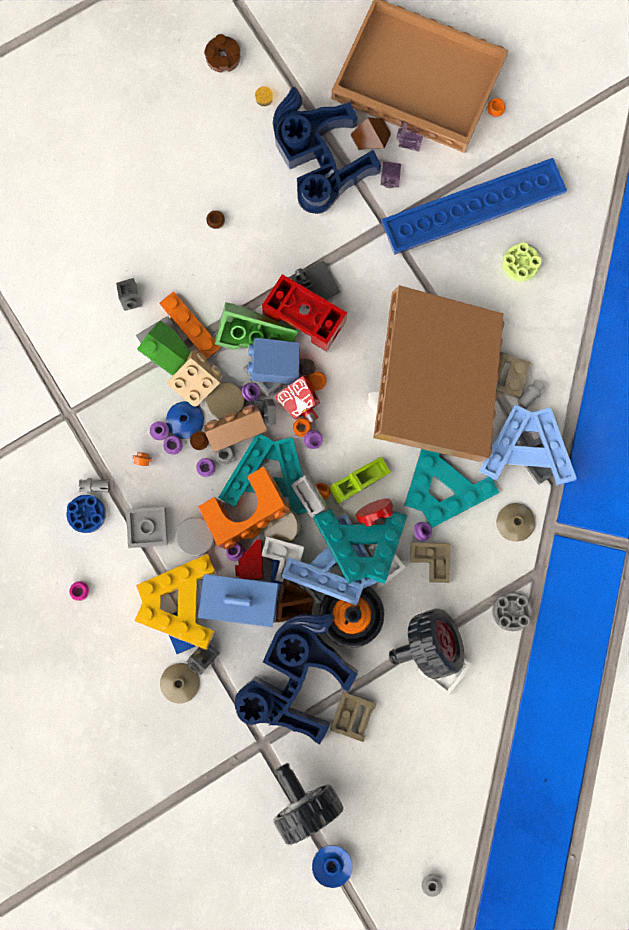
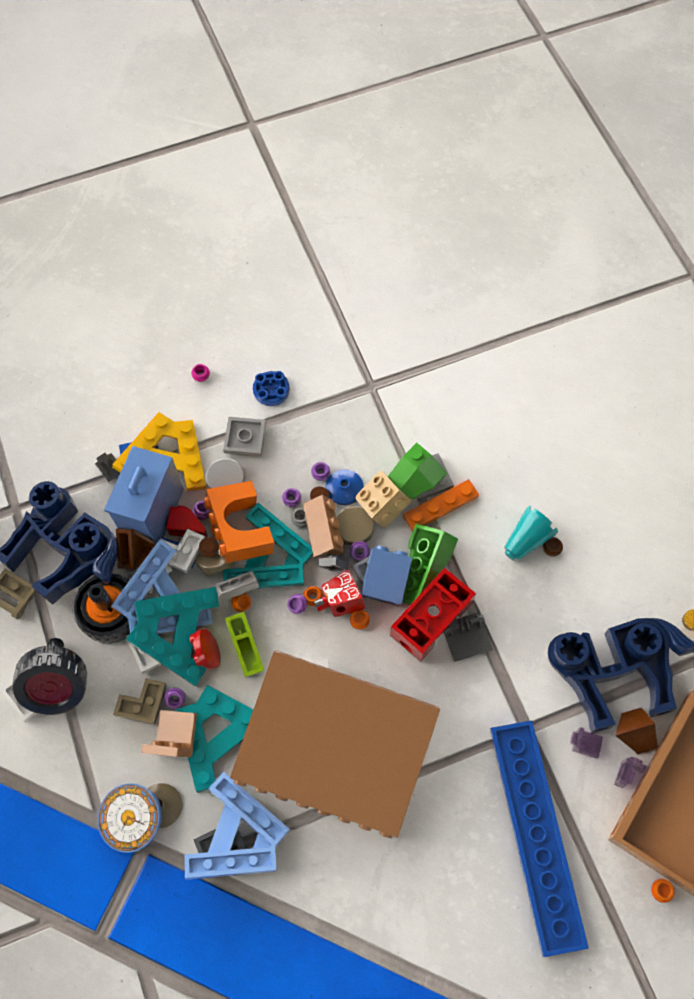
camera: 100 degrees right, 15 degrees down
(93, 485) = (296, 394): light grey pin -> none
(128, 294) = (482, 451): dark grey bracket -> none
(142, 459) = (311, 441): orange plate -> none
(165, 430) = (337, 465): medium lavender plate -> none
(189, 681) = (89, 452): dark tan dish -> none
(209, 239) = (530, 533): none -> teal cone
(277, 530) = (208, 547): none -> reddish brown plate
(307, 367) = (376, 610): clear smoke plate -> none
(459, 521) = (174, 735): none -> bracket
(512, 611) = (65, 779): light grey tile -> none
(515, 376) = (323, 840): dark tan plate -> none
(521, 262) = (460, 879): yellowish green tile -> none
(532, 392) = (299, 854): light grey pin -> none
(534, 543) = (129, 818): none -> tile

